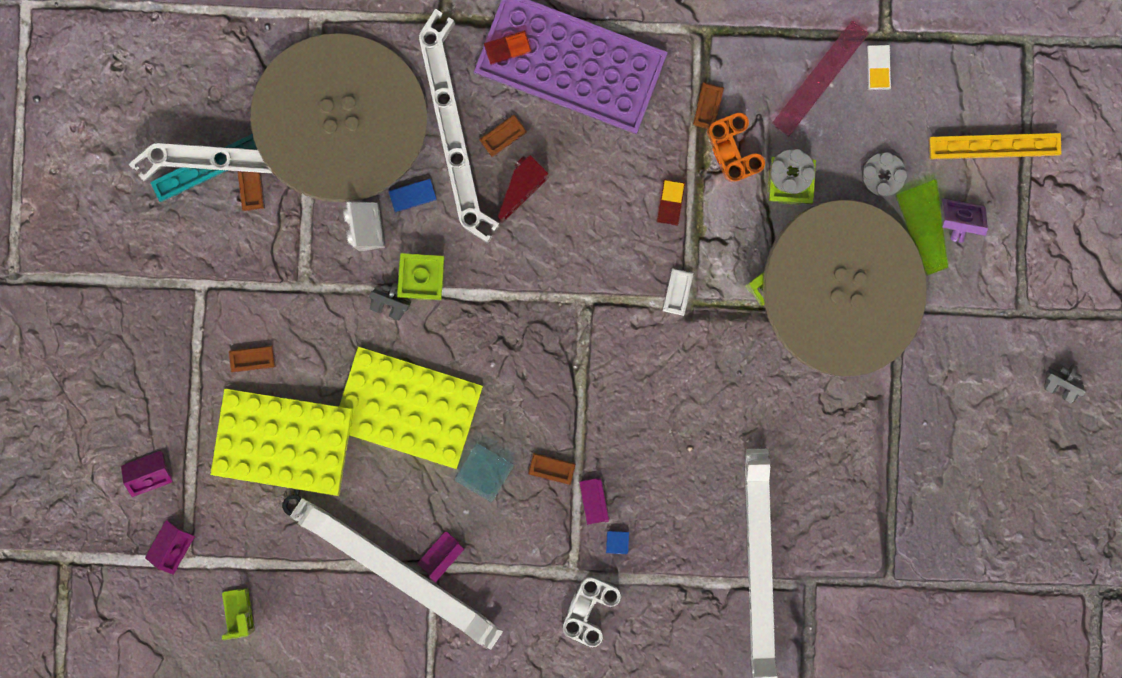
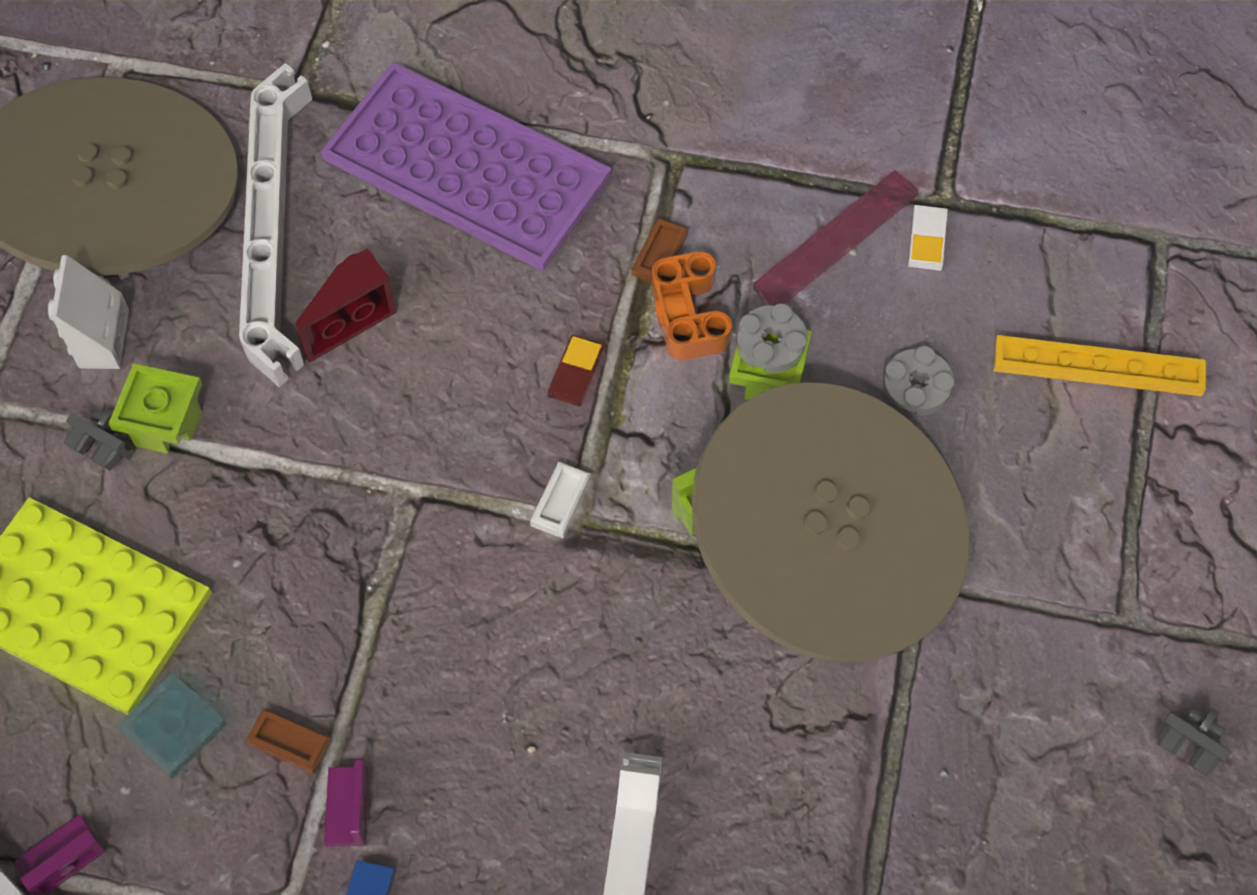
camera: 15 degrees right, 25 degrees down
(412, 195) = (182, 302): blue tile -> none
(503, 136) = (335, 246): dark orange tile -> none
(507, 47) = (376, 127): clear red tile -> none
(923, 219) = (976, 457): clear neon green wing -> none
(963, 218) = (1038, 455): medium lavender tile -> none

